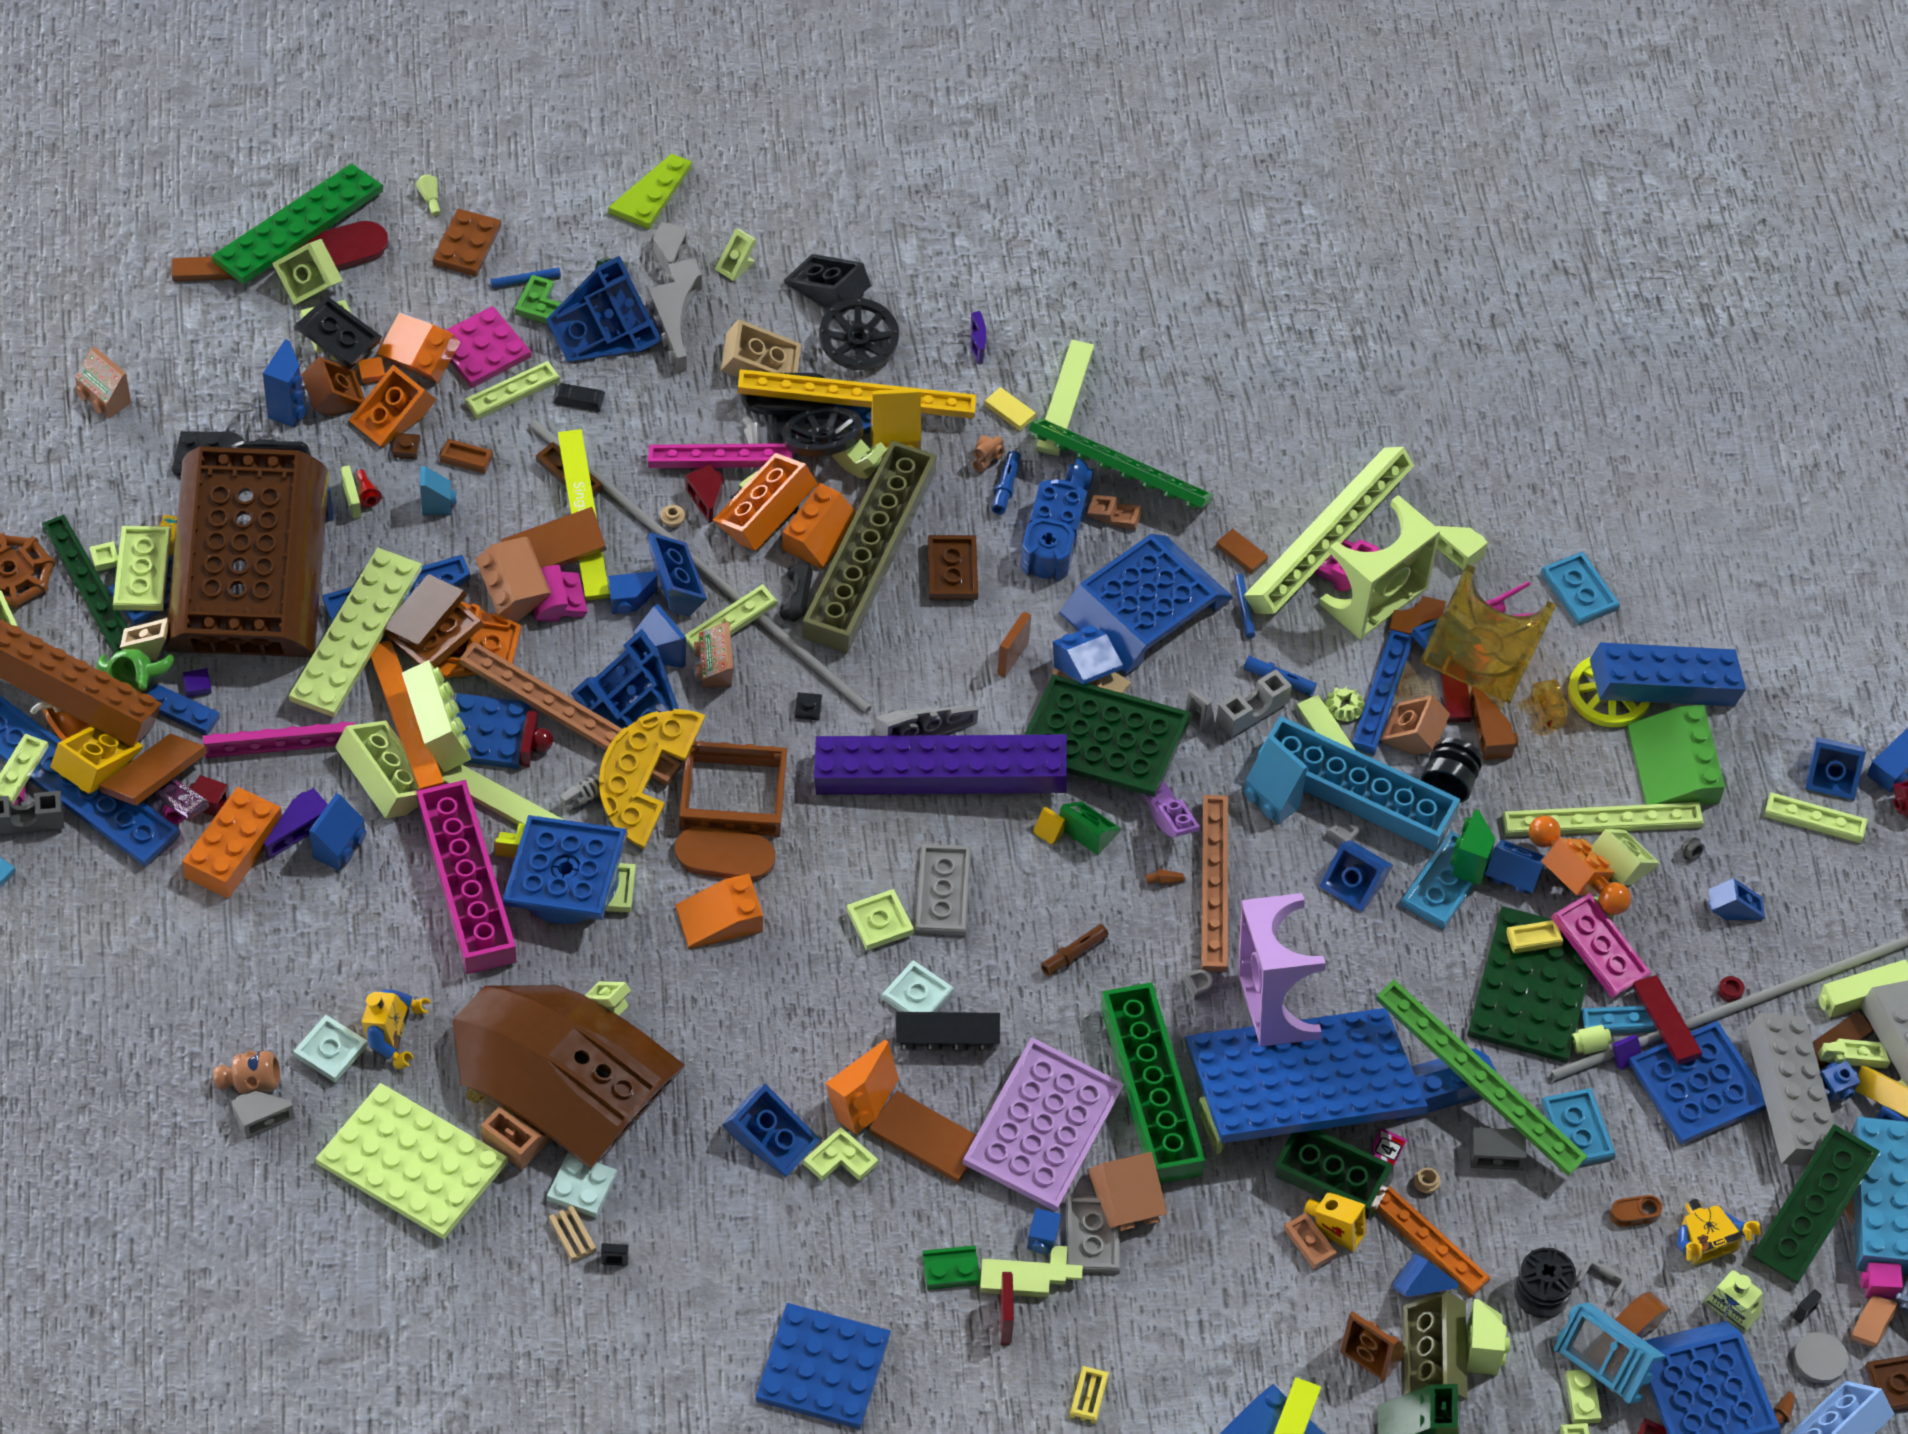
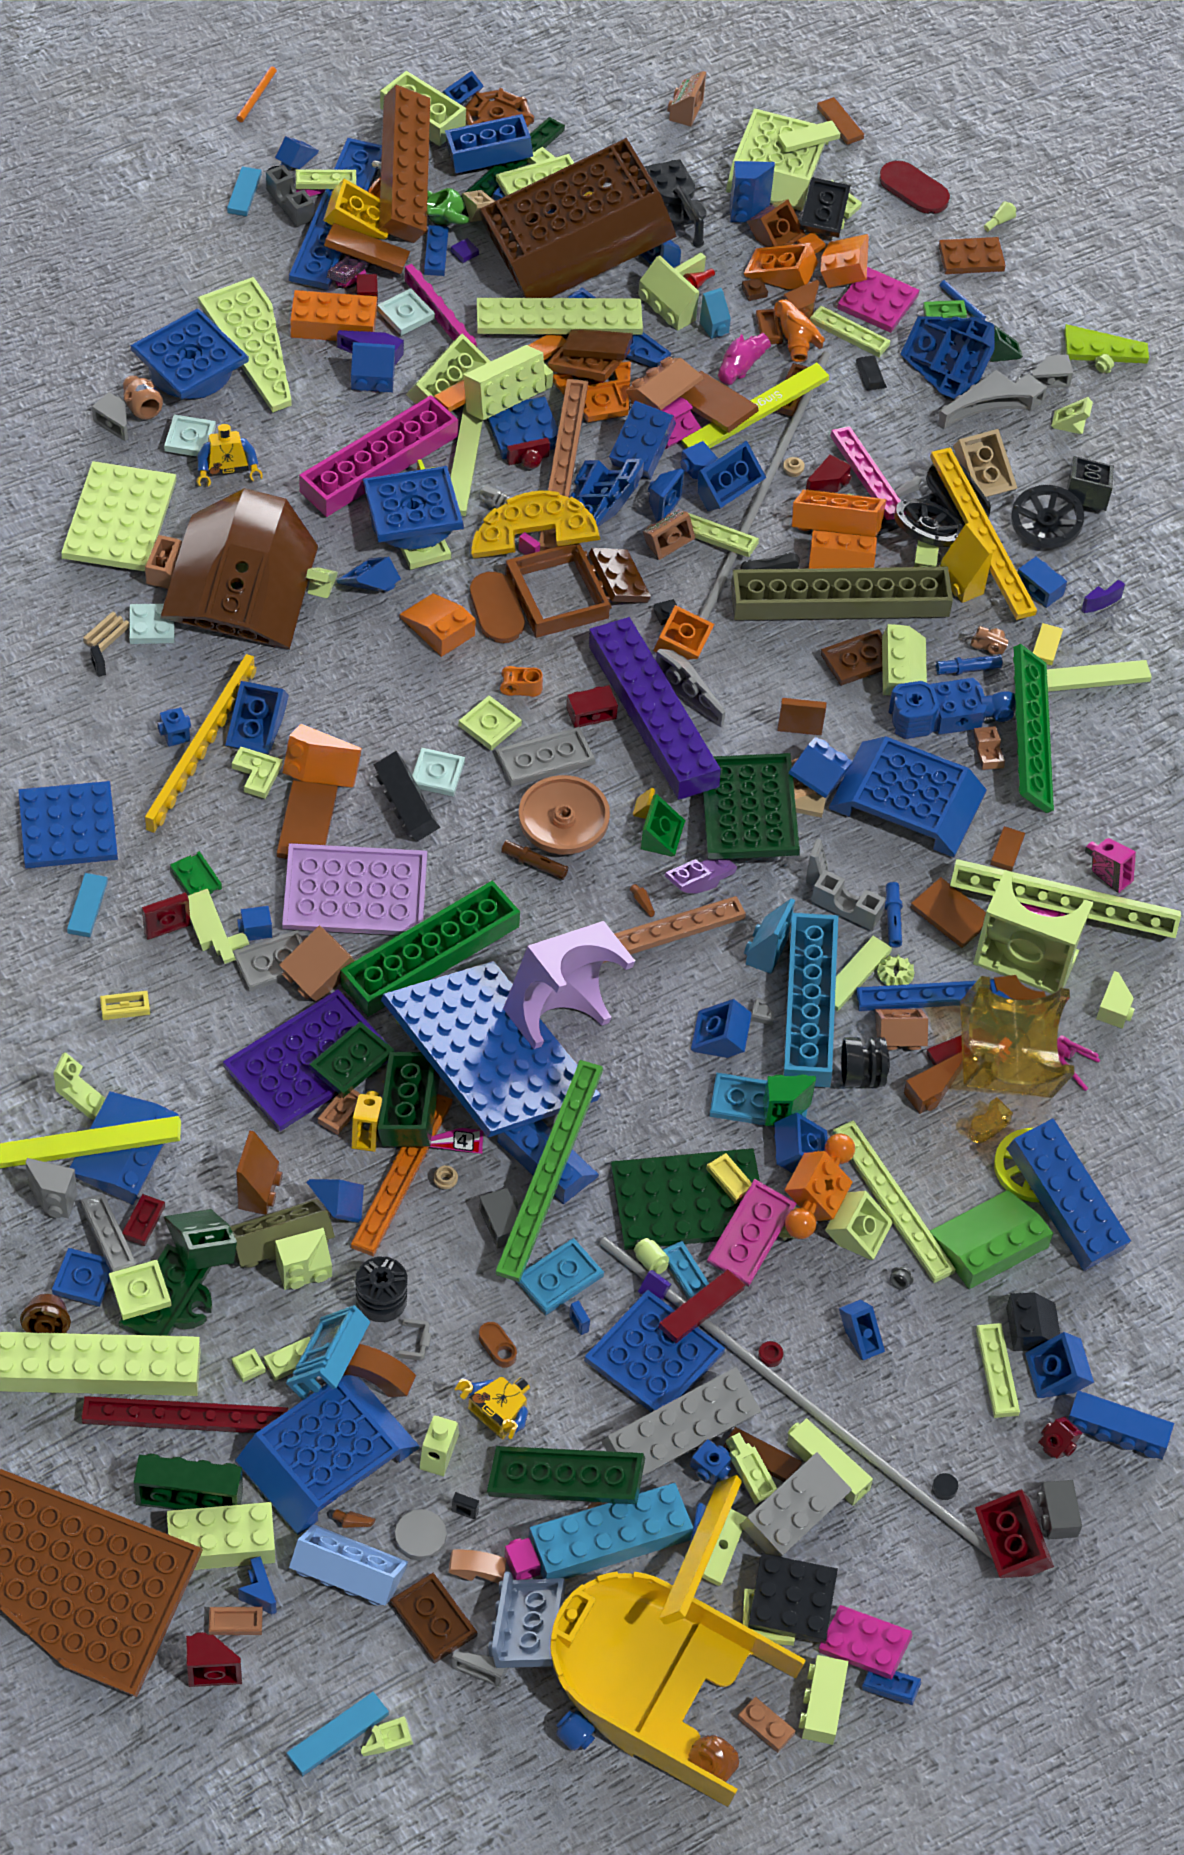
camera: 65 degrees right, 0 degrees up
(63, 591) = (489, 143): none -> blue brick
(190, 932) = (249, 322): none -> yellowish green wing
(226, 978) = (190, 356): none -> blue piece
(234, 337) = (792, 169): none -> yellowish green slope
(239, 299) = (808, 136): none -> yellowish green tile
(261, 771) = (405, 311): none -> light aqua plate
(297, 223) = (916, 151): green plate -> none
(307, 271) = (869, 169): yellowish green slope -> none
(383, 520) = (669, 294): none -> yellowish green slope
(455, 411) = (804, 297): none -> dark orange slope
(495, 431) = (797, 330): none -> orange animal
(504, 496) = (741, 357): none -> dark pink animal
(581, 627) = (643, 437): none -> blue brick
(626, 948) = (373, 575): none -> blue slope
(663, 789) = (528, 544): none -> dark pink tile
(678, 200) = (1104, 363): none -> yellowish green plate
(744, 725) = (619, 575): none -> reddish brown plate
(747, 1211) = (174, 726): none -> blue brick
(785, 1202) = (198, 747): none -> yellow plate
(839, 872) = (523, 681): none -> orange piece
(857, 702) = (684, 633): none -> orange slope
(904, 820) = (592, 706): none -> dark red brick
(936, 374) = (1042, 581): none -> blue brick
(942, 1384) = (87, 905): none -> dark azure tile
(985, 534) = (902, 656): none -> yellowish green slope
(1037, 899) = (564, 814): none -> nougat dish
(1236, 1247) = (277, 1065): none -> dark purple plate
(1244, 606) = (973, 858): blue bar -> none
(1263, 1204) = (351, 1059): none -> dark green plate
(1296, 629) = (950, 912): none -> dark orange tile
(1305, 474) = (1112, 863): none -> dark pink torso
(1580, 588) = (1133, 1110): dark azure tile -> none
(1636, 1127) = (579, 1317): none -> blue tile
(1780, 770) = (1031, 1320): none -> black slope

